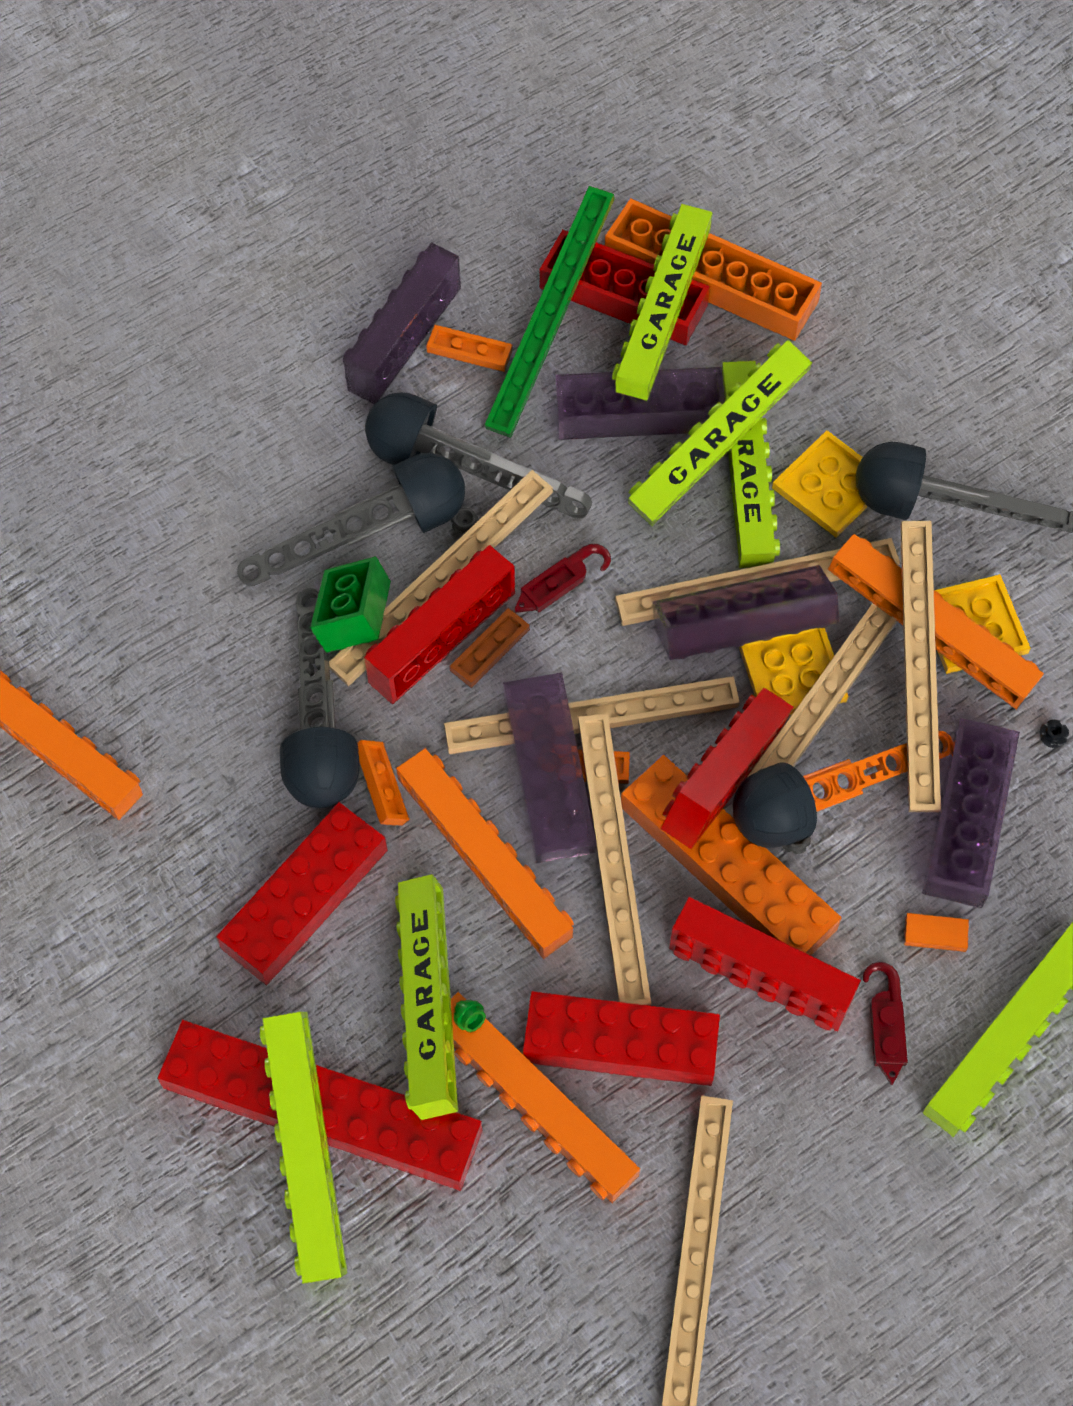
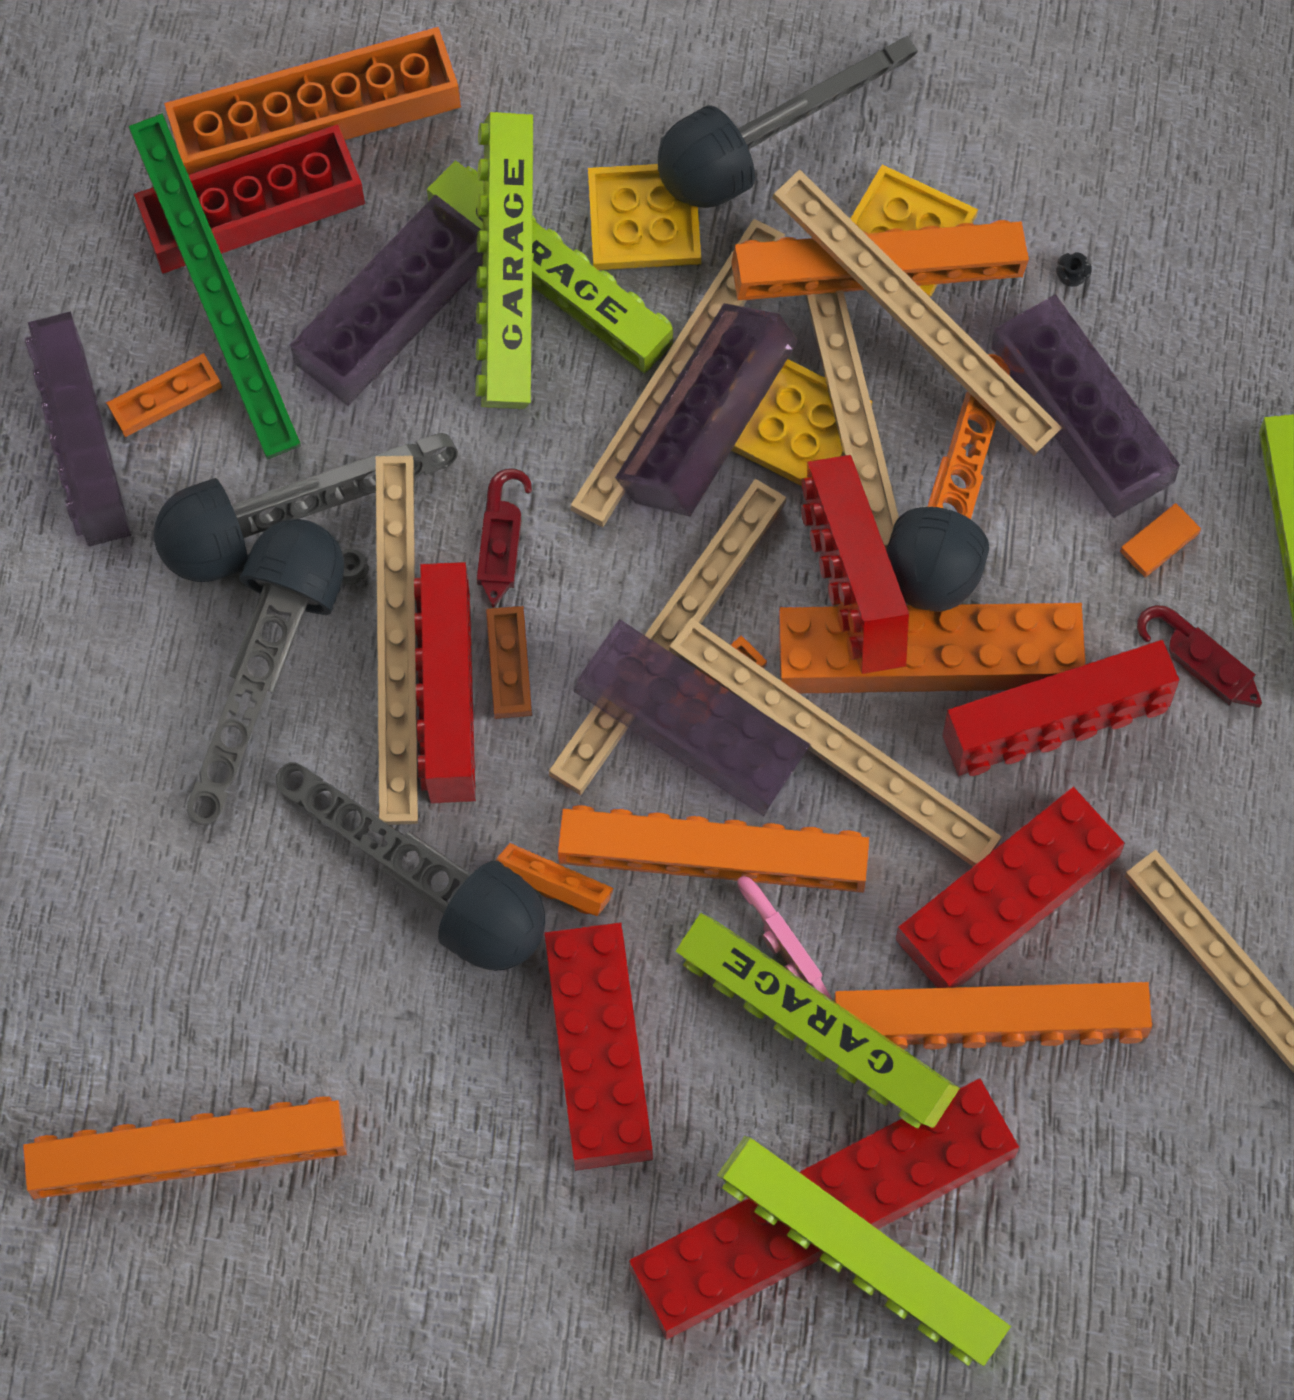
camera: 45 degrees left, 5 degrees up
(350, 604) = (348, 743): green brick -> none
(464, 936) = (781, 938): none -> bright pink plate
(469, 1015) = (871, 1000): green plate -> none
(663, 302) = (318, 178): lime brick -> none

